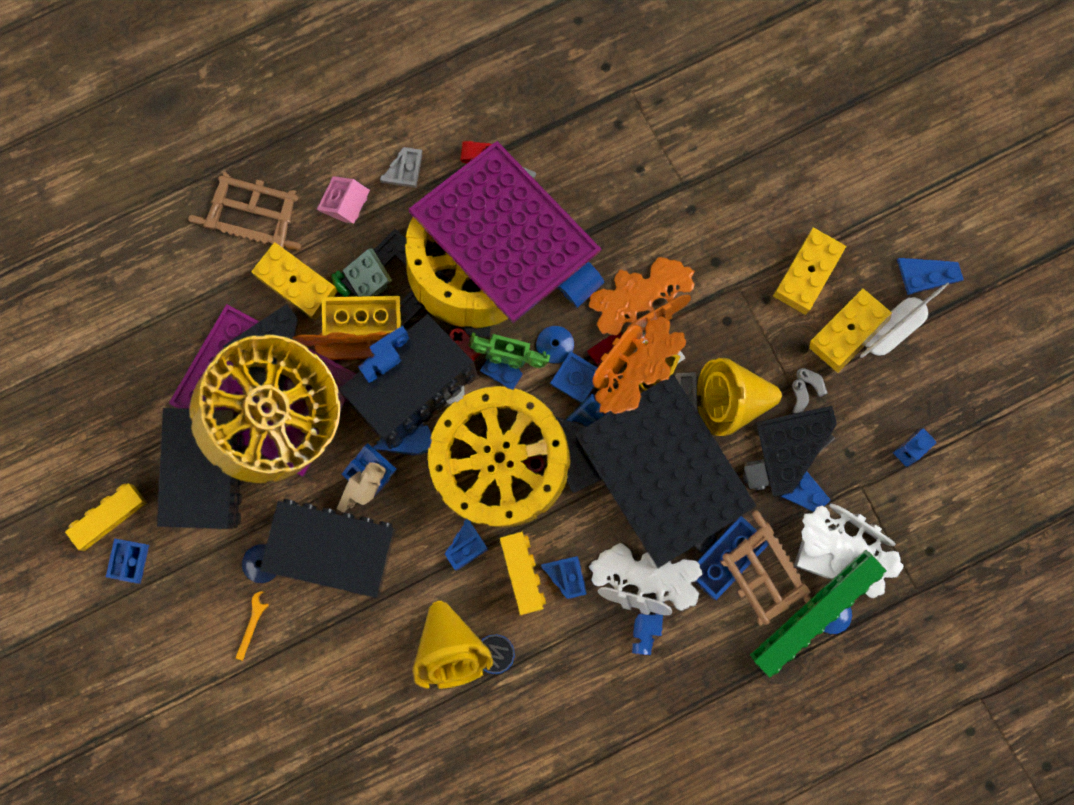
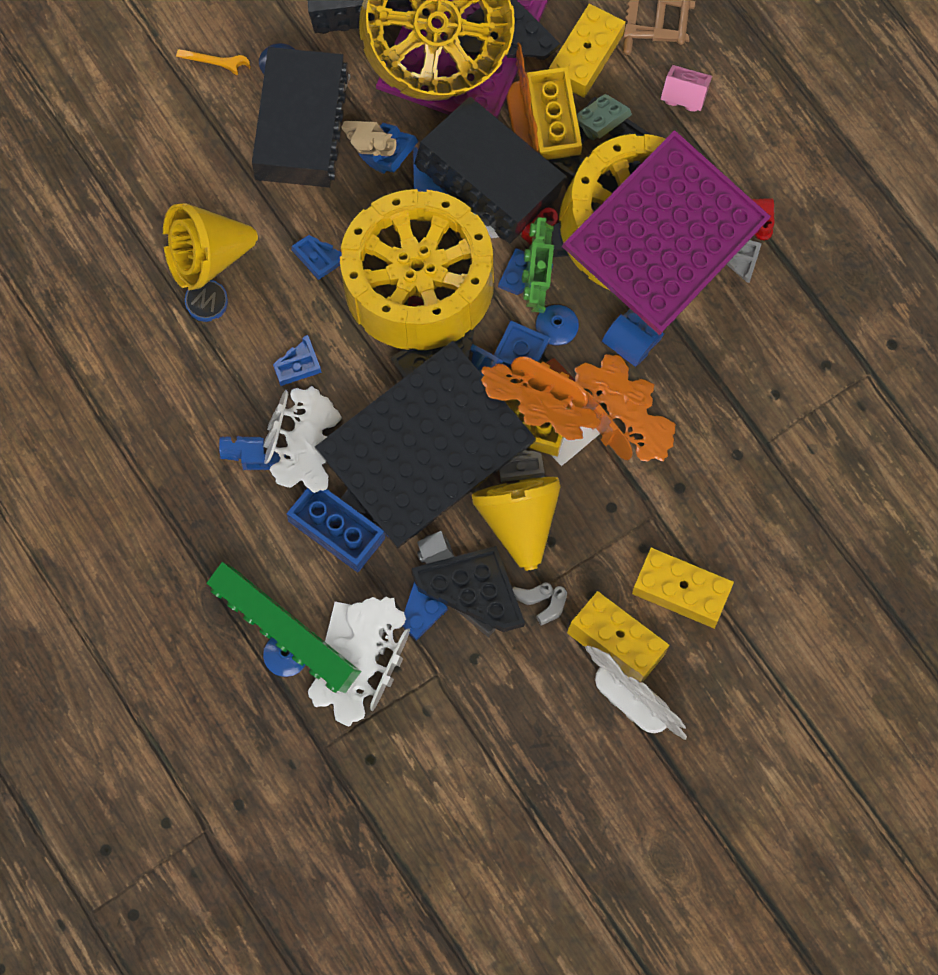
camera: 85 degrees right, 10 degrees down
(341, 288) = (589, 94): green arm -> none
(384, 354) = (512, 133): blue plate -> none
(404, 169) = (732, 145): light grey wing -> none
(521, 573) = (295, 311): yellow brick -> none
(746, 548) = (348, 537): medium nougat piece -> none
(915, 446) = (491, 727): blue torso -> none
(928, 274) = (702, 730): blue wing -> none

